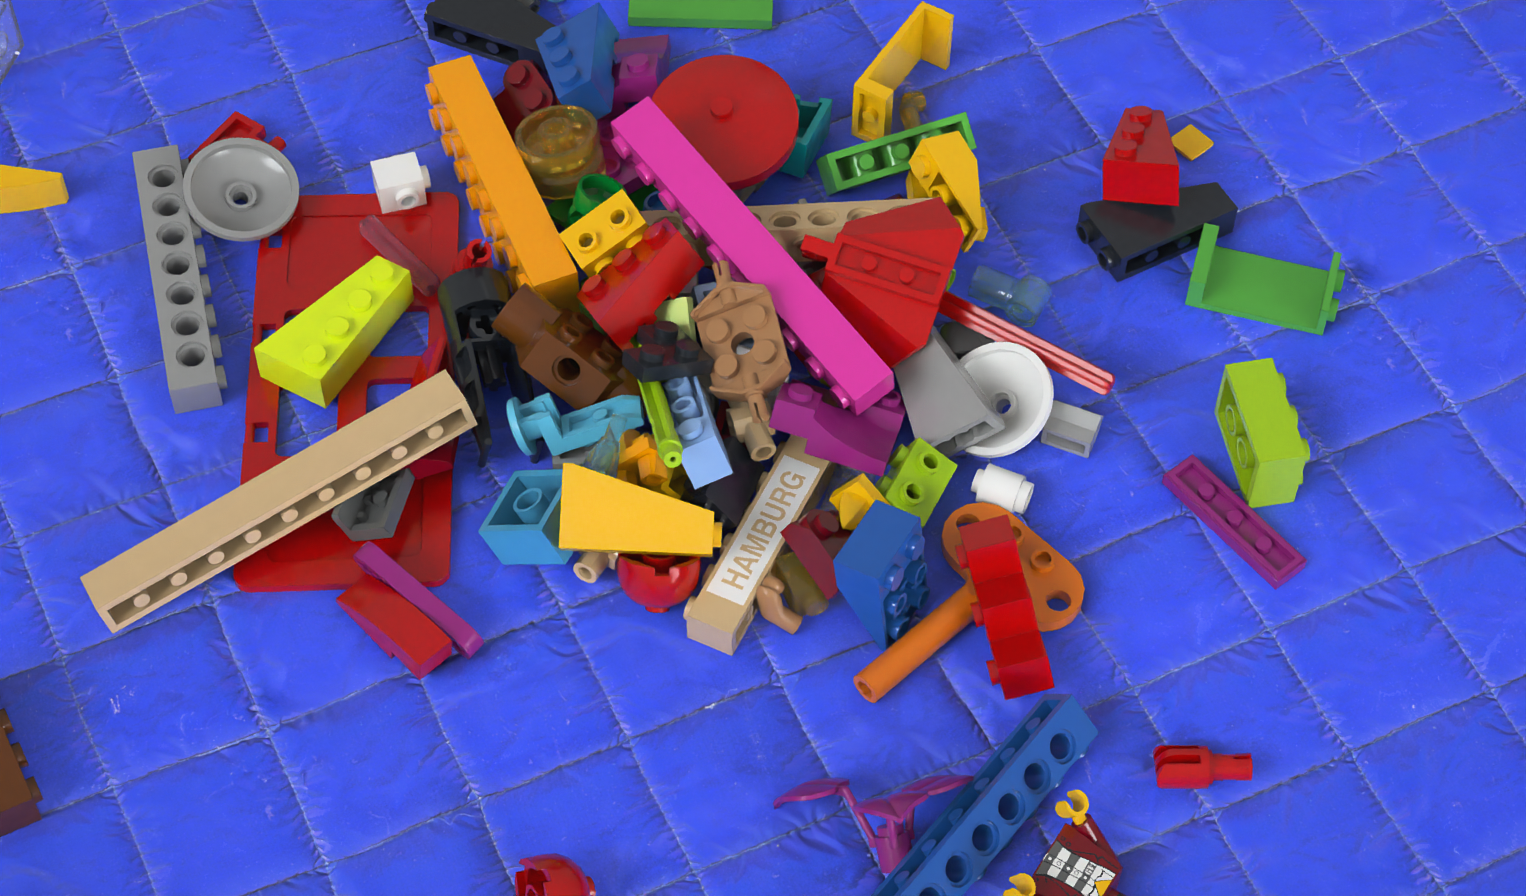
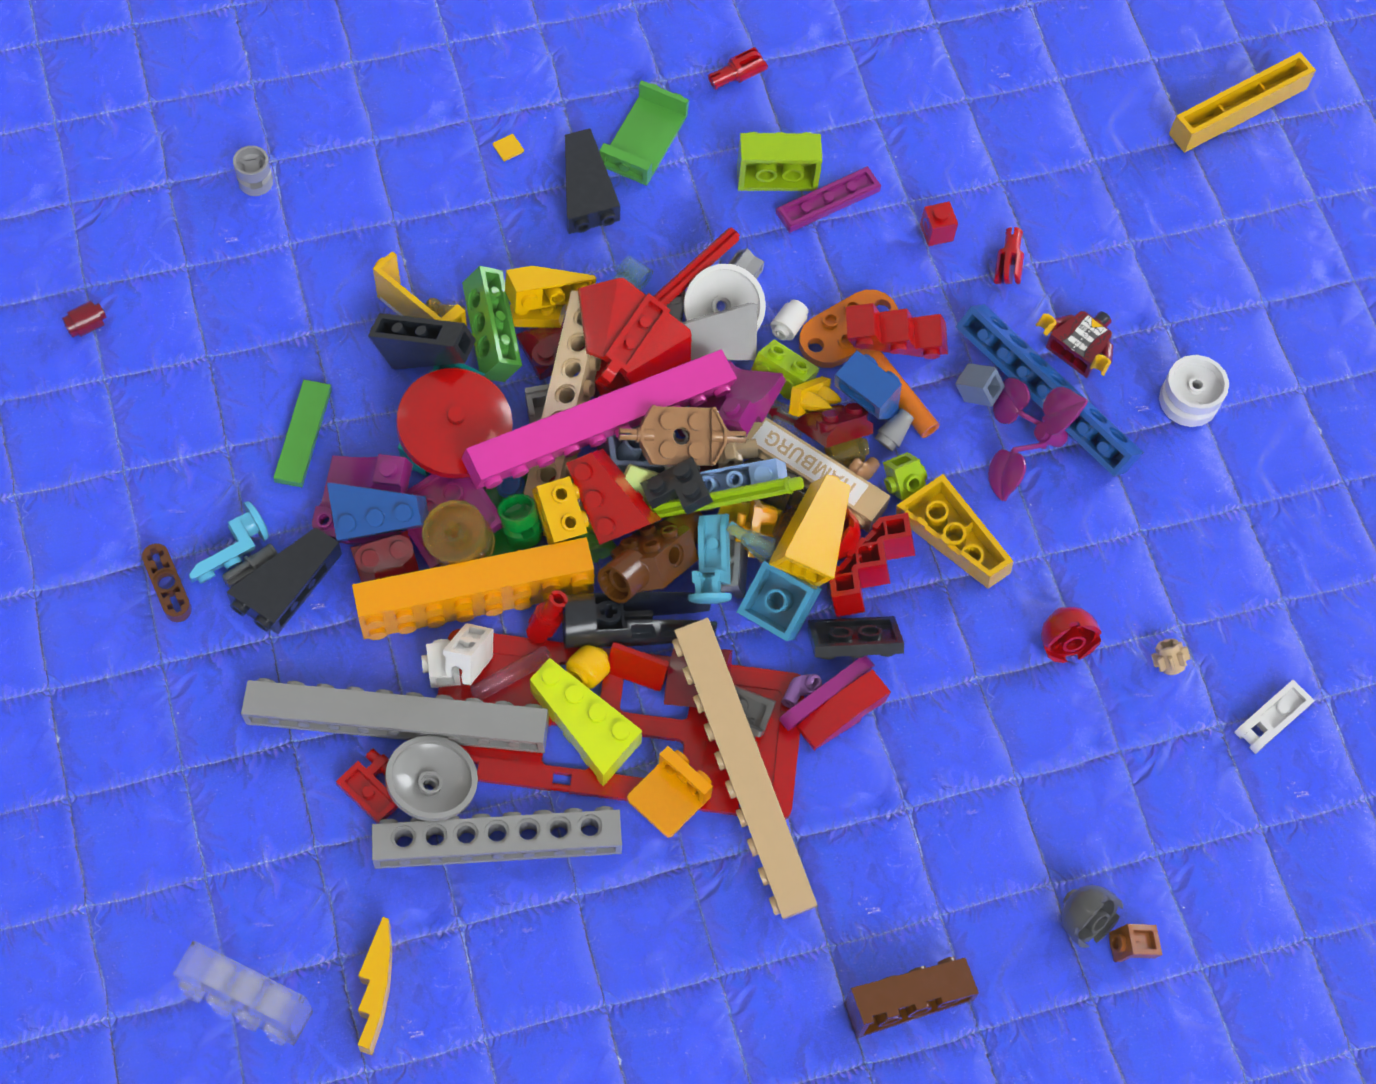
camera: 85 degrees left, 10 degrees up
(249, 437) = (671, 792): none -> light orange bracket
(325, 152) = (395, 715): none -> light grey brick
(408, 194) = (470, 651): none -> white hinge
(413, 325) = (589, 665): none -> yellow head
(422, 568) = (799, 687): none -> medium lavender arm
(503, 619) = (855, 637): none -> black plate
(622, 625) = (867, 562): none -> red brick
(696, 731) = (956, 531): none -> yellow wedge
(772, 655) = (904, 475): none -> lime brick
(831, 64) = (420, 341): none -> black slope
(848, 638) = (894, 430): none -> light grey cone
(953, 739) = (980, 384): none -> sand blue brick
(1141, 160) = (540, 170): red wedge -> none
(1228, 659) = (938, 223): none -> brick
(1419, 376) = (739, 68): none -> red arm

